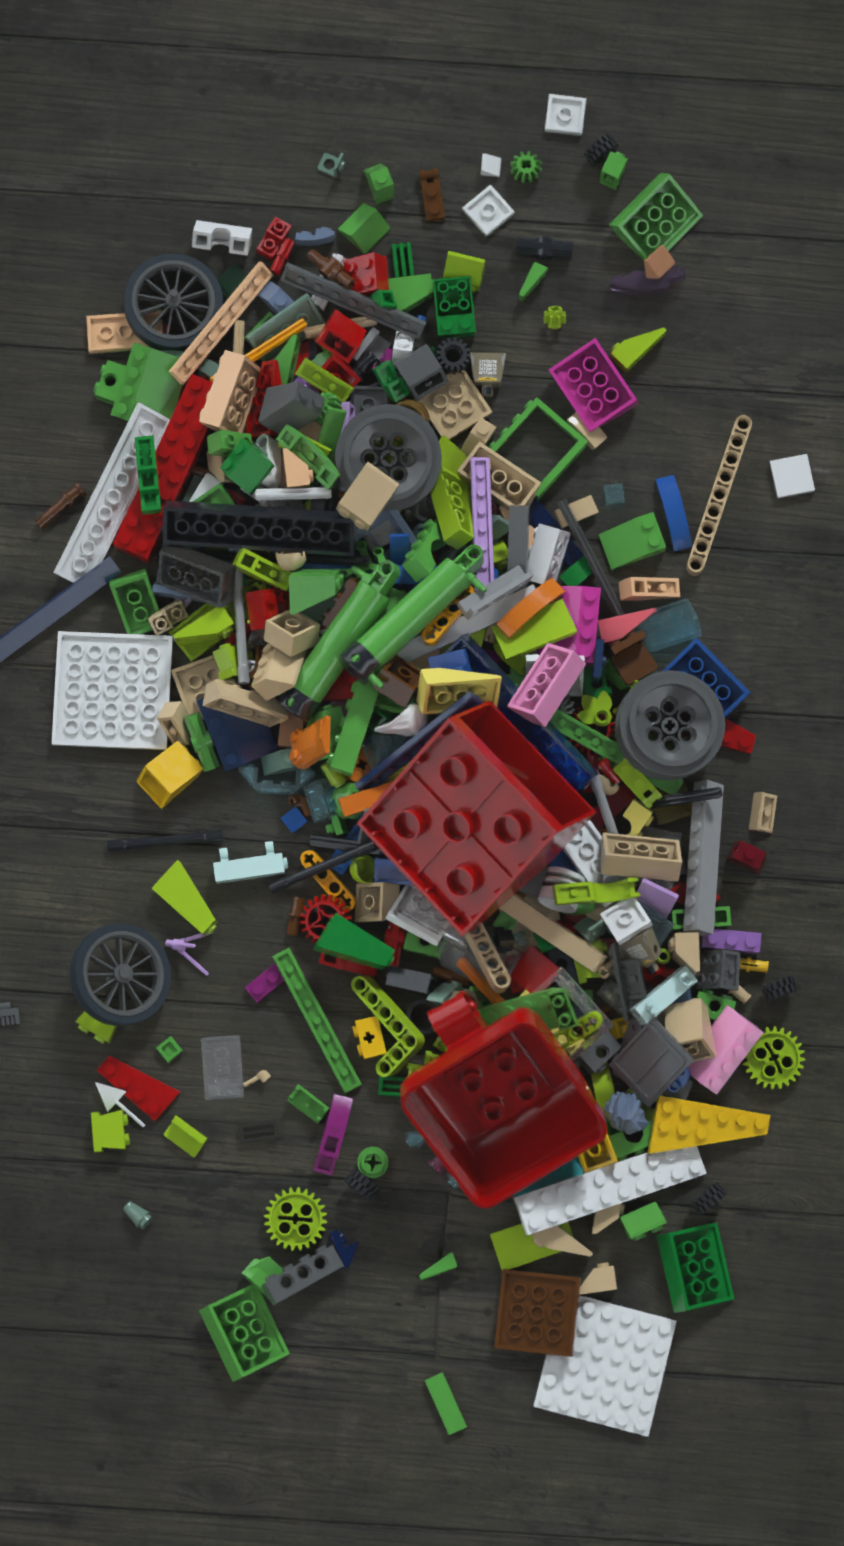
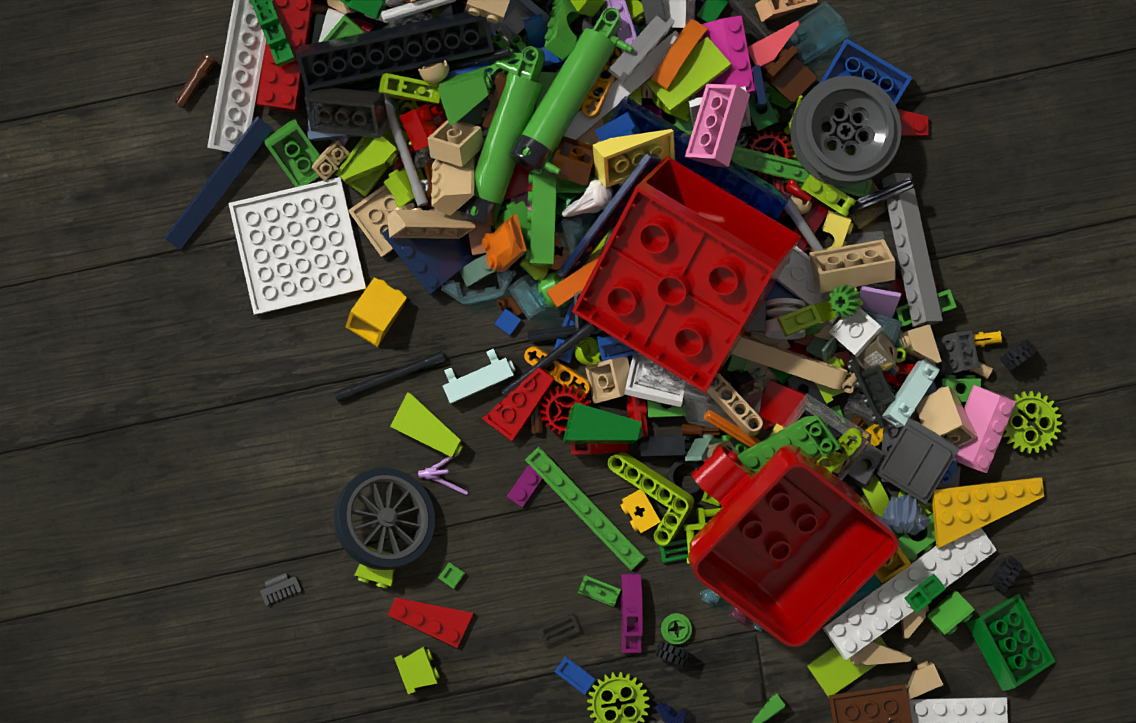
camera: 10 degrees left, 5 degrees up
(111, 1096) = (409, 635): white piece -> none
(173, 722) = (367, 260): tan slope -> none
(185, 1136) = (490, 654): lime panel -> none
(201, 741) = (397, 271): bright green piece -> none
(222, 1067) = (507, 578): clear slope -> none
(261, 1180) = (575, 675): none -> blue tile
(262, 1075) = (548, 575): tan hand -> none
(275, 907) = (518, 406): none -> red wing
(338, 826) = (552, 316): bright green tile -> none
(594, 707) = (766, 133): lime plate -> none
(622, 887) = (845, 301): none -> bright green gear
(622, 1193) = (924, 593): none -> green slope
(732, 940) = (962, 321): medium lavender brick -> none
(747, 856) = (952, 235): dark red torso -> none
(763, 812) = (954, 189): tan slope -> none

